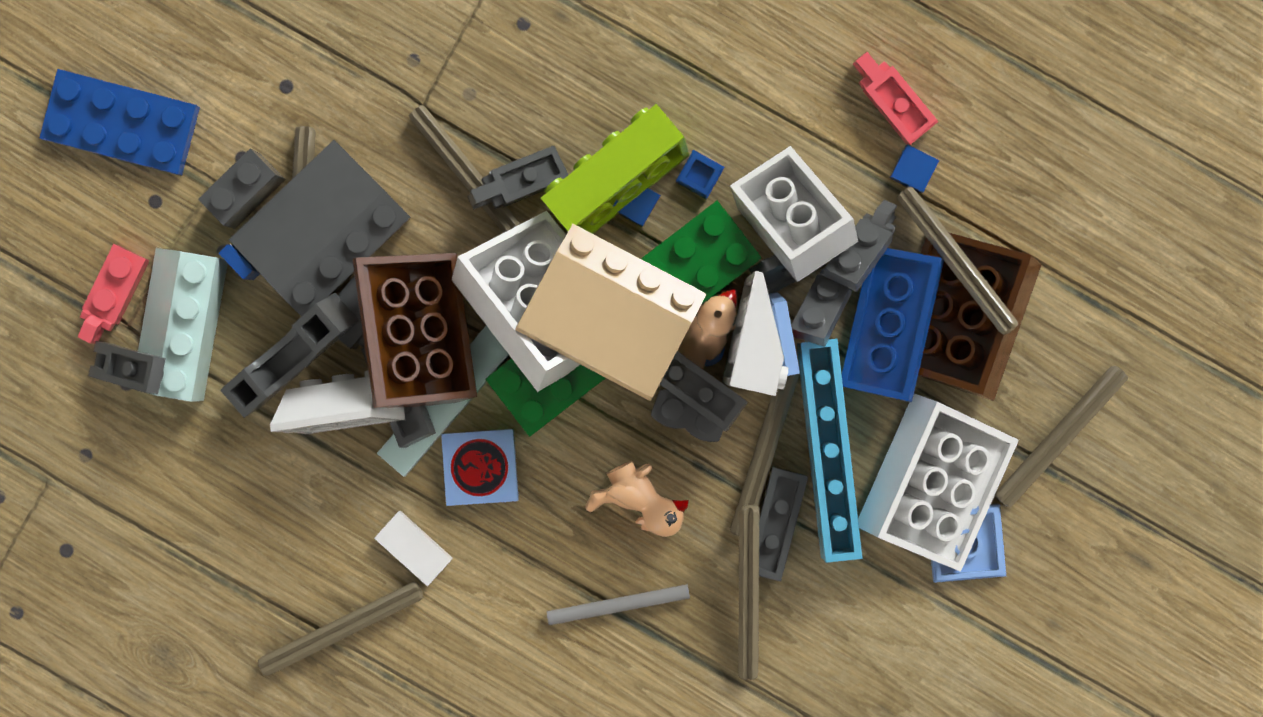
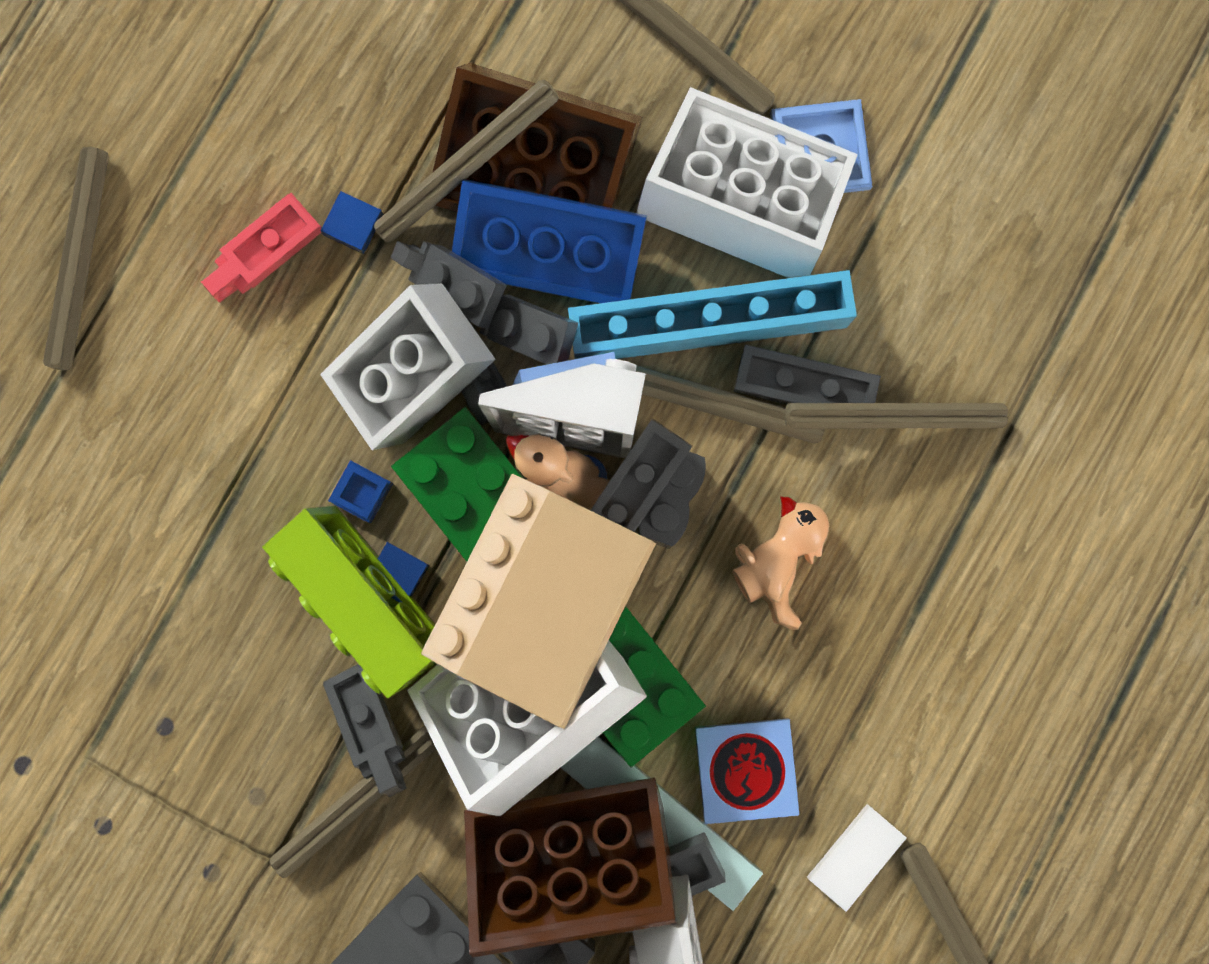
camera: 90 degrees left, 5 degrees down
(618, 604) = (918, 585): light grey bar -> none

